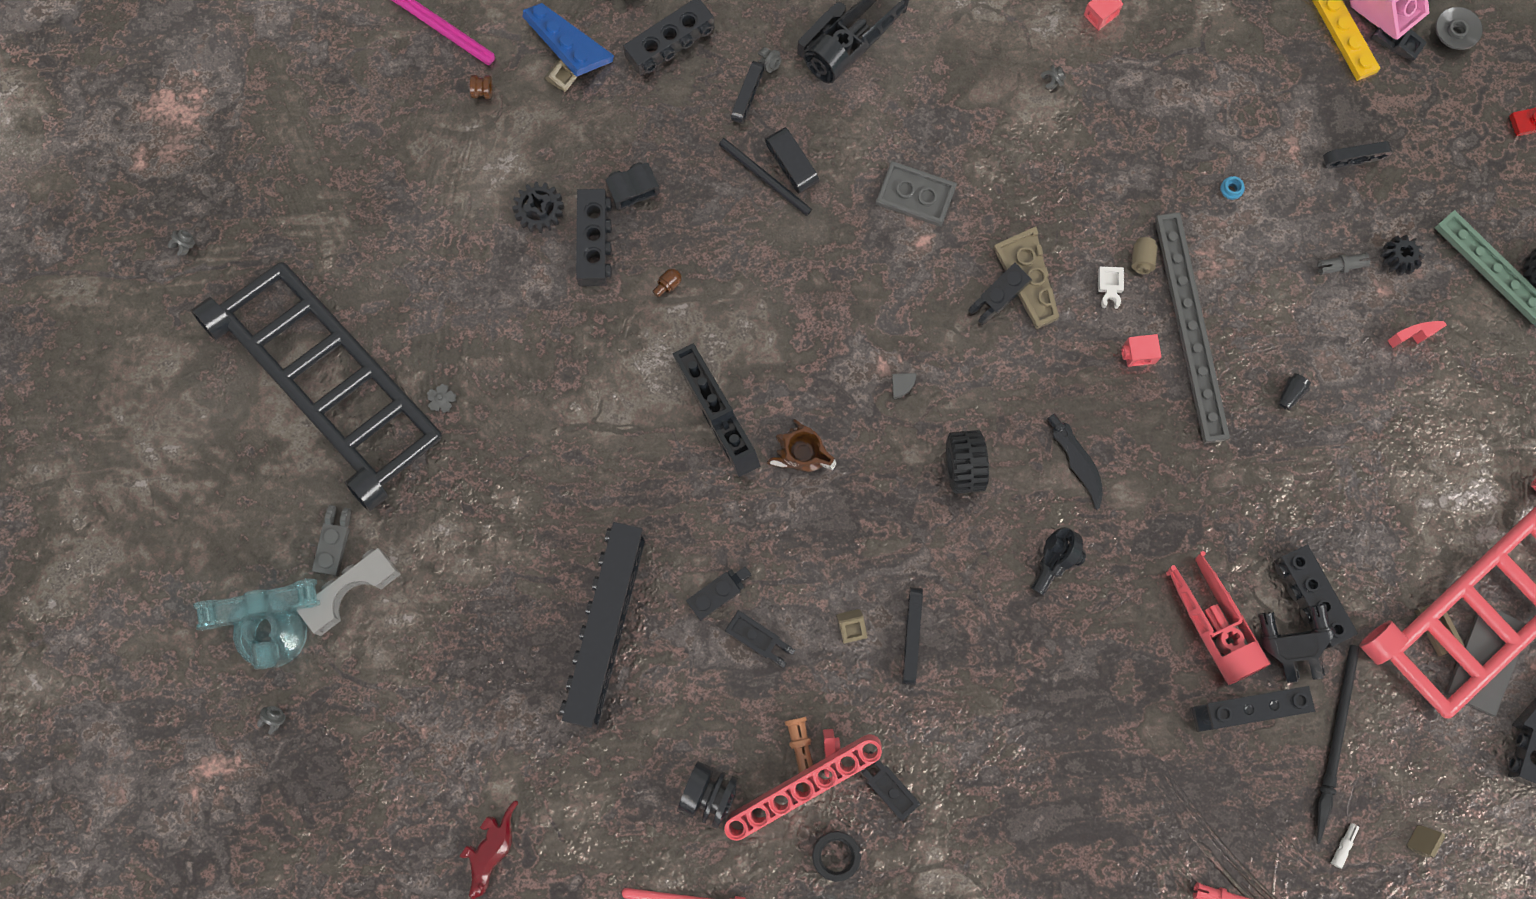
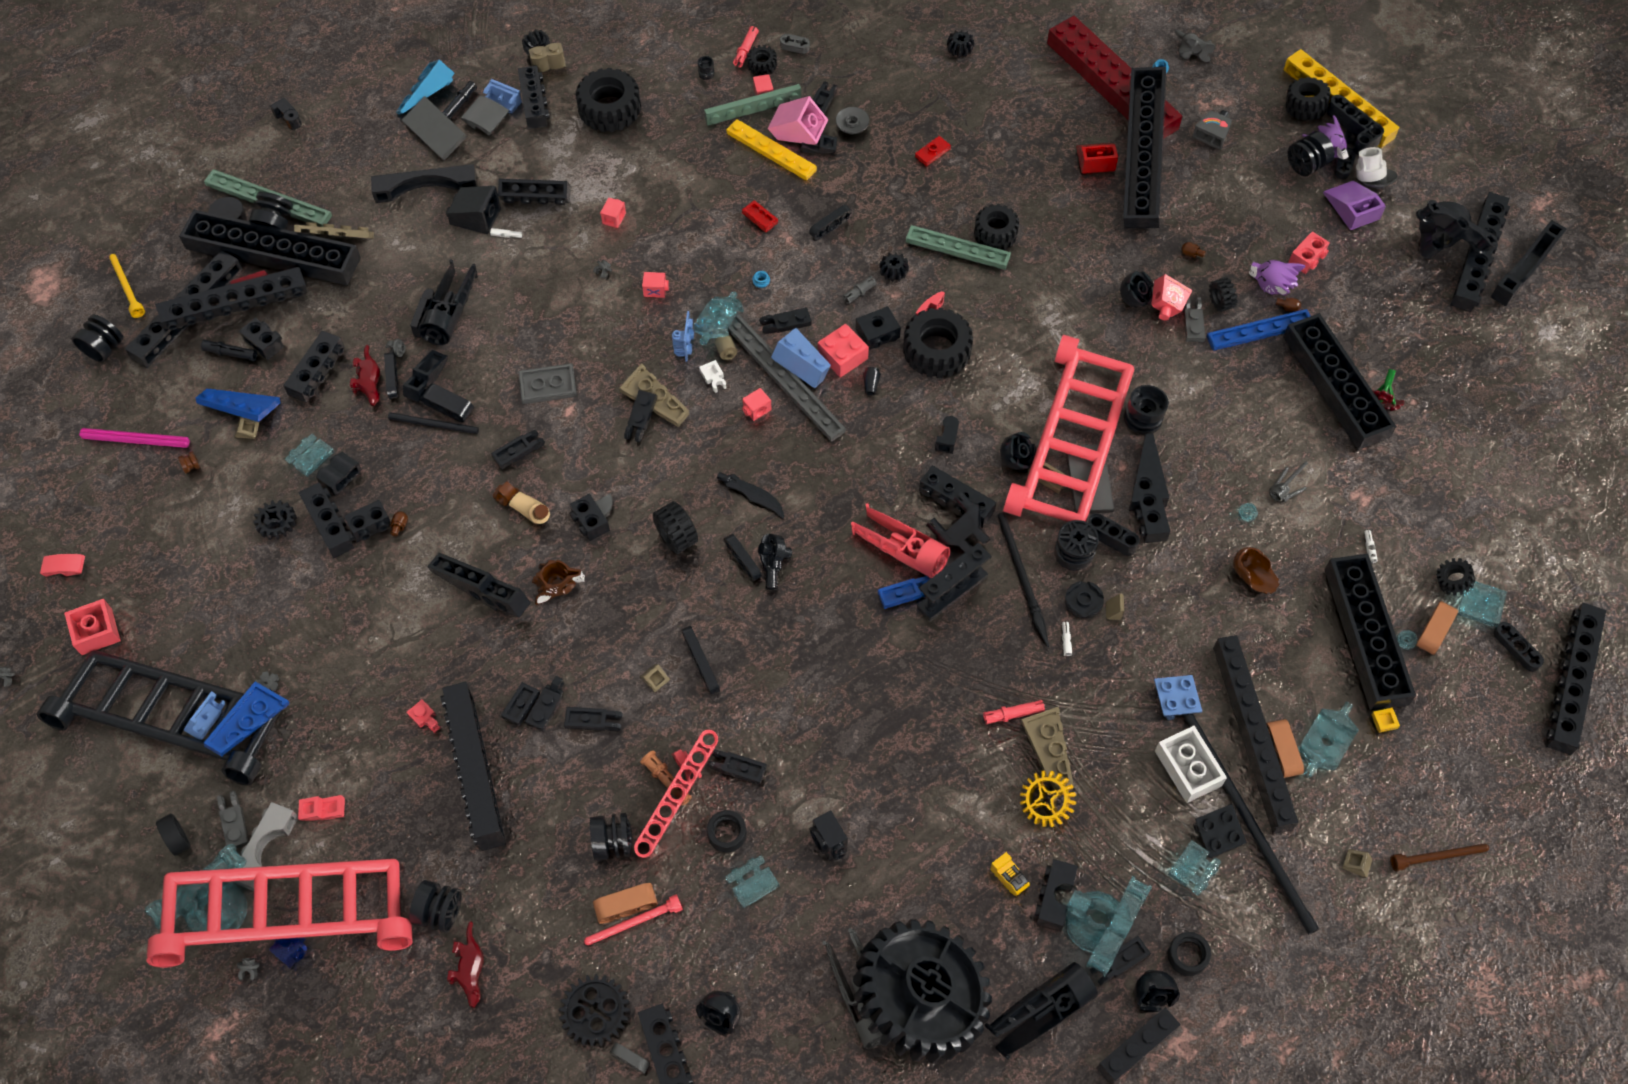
camera: 30 degrees left, 15 degrees down
(263, 527) = (173, 834): none -> black tyre
(292, 235) = (92, 627): none -> coral brick
(297, 141) = (62, 564): none -> coral slope
(320, 723) = (289, 950): none -> clear blue brick
(356, 408) = (204, 717): none -> medium blue hinge
(399, 433) = (248, 715): none -> blue wing
(427, 579) = (321, 809): none -> coral slope
(428, 764) = (393, 932): none -> coral fence
(487, 767) = (435, 906): none -> black wheel
(583, 529) = (422, 715): none -> coral plate
(615, 150) = (312, 457): none -> clear light blue plate
(636, 256) = (367, 517): none -> black brick
(686, 876) = (625, 903): none -> nougat beam
(691, 577) = (520, 704): none -> black plate
(721, 80) = (368, 377): none -> dark red animal
(784, 111) = (424, 374): none -> black slope
(817, 339) = (526, 505): none -> piece
(840, 260) = (517, 449): none -> black hinge
(882, 391) = (591, 516): none -> black brick
(1024, 536) = (742, 557): none -> black beam
(1097, 224) = (682, 339): none -> medium blue hinge
(1103, 131) = (655, 284): none -> coral brick
(1146, 223) = (717, 317): none -> clear light blue plate
(1186, 681) = (902, 592): none -> blue hinge
(1226, 321) = (801, 358): none -> medium blue wedge
(1234, 258) = (786, 321): none -> black hinge
(1275, 102) = (760, 216): none -> red plate
(1281, 334) = (843, 350): none -> coral brick
(1328, 337) = (878, 328): none -> black brick
(1347, 515) = (950, 430): none -> black leg
(1394, 808) = (1084, 599): none -> black tile
(1410, 743) = (1076, 545): none -> black wheel
(1420, 582) = (1017, 451): none -> black cylinder
(1425, 369) = (937, 323): none -> black tyre
(1486, 753) = (1122, 534): none -> black beam

